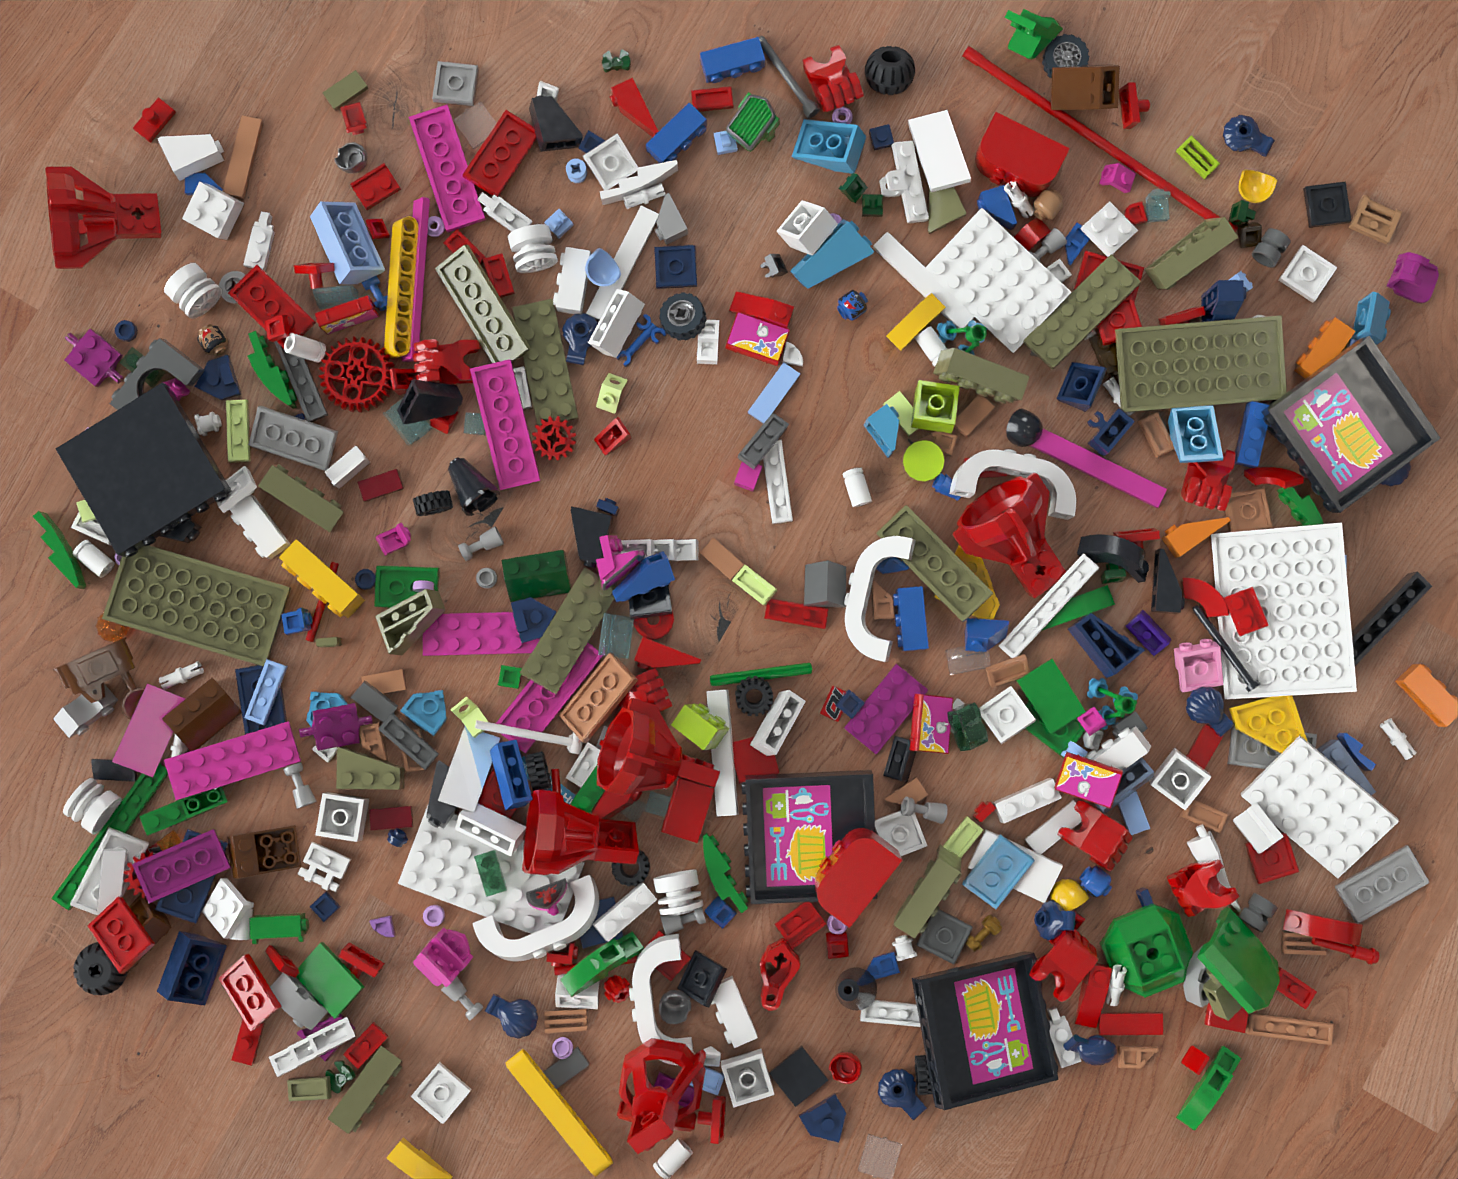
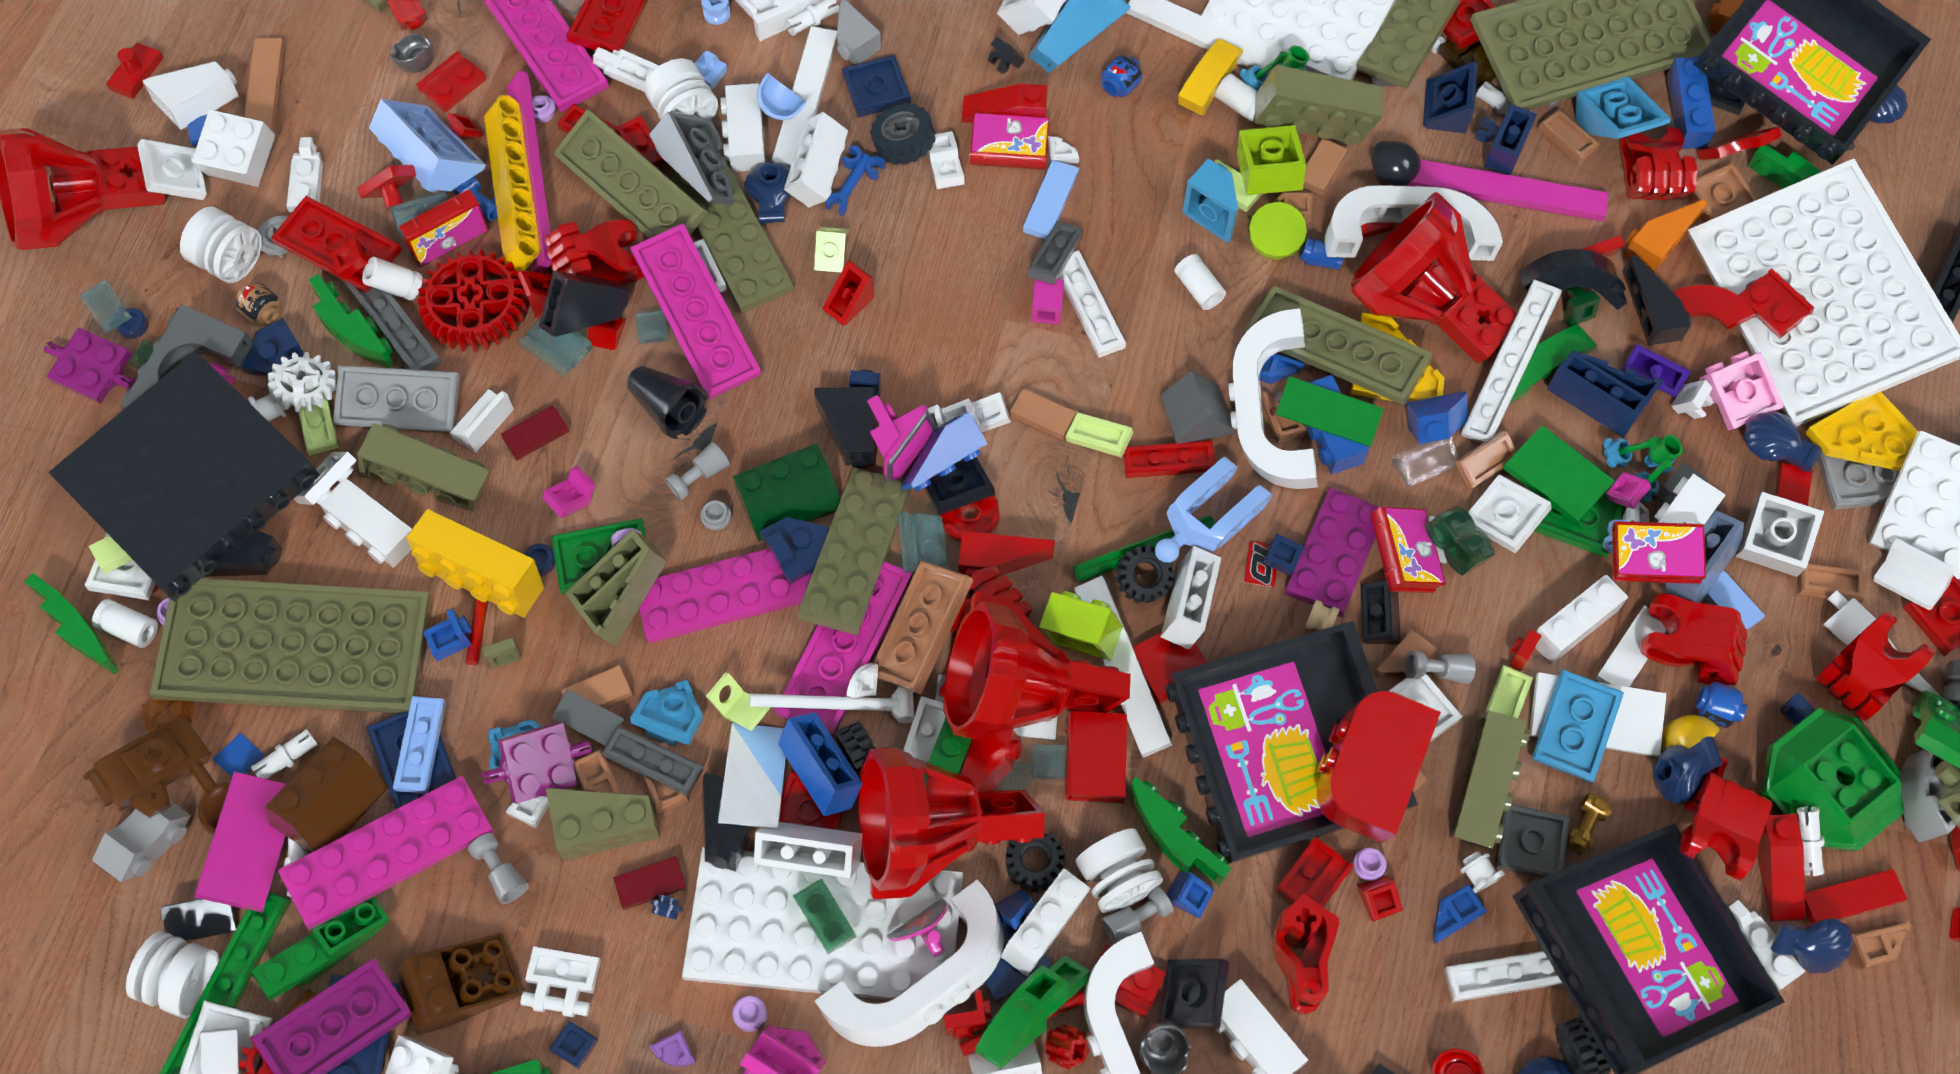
camera: 15 degrees left, 20 degrees down
(110, 315) = (105, 306): none -> clear light blue tile
(153, 666) = (238, 756): none -> blue sticker
(166, 216) = (171, 170): none -> white tile
(239, 416) = (302, 382): none -> white gear
(342, 817) = (574, 893): white brick -> none
(432, 503) = (615, 430): black tyre -> none
(509, 677) = (783, 637): green plate -> none
(530, 299) = (693, 150): none -> dark grey wedge
(553, 723) = (864, 681): none -> white tile
(557, 424) = (780, 314): red gear -> none
(608, 896) = (1014, 907): none -> blue tile
(790, 677) = (1194, 533): none -> light blue piece
(860, 755) = (1321, 616): none -> tan wheel
(863, 988) = (1430, 950): black cone -> none
(910, 613) = (1328, 411): none -> green piece
(1163, 662) = (1692, 398): none -> white tile
(1251, 684) = (1823, 388): black bar -> none

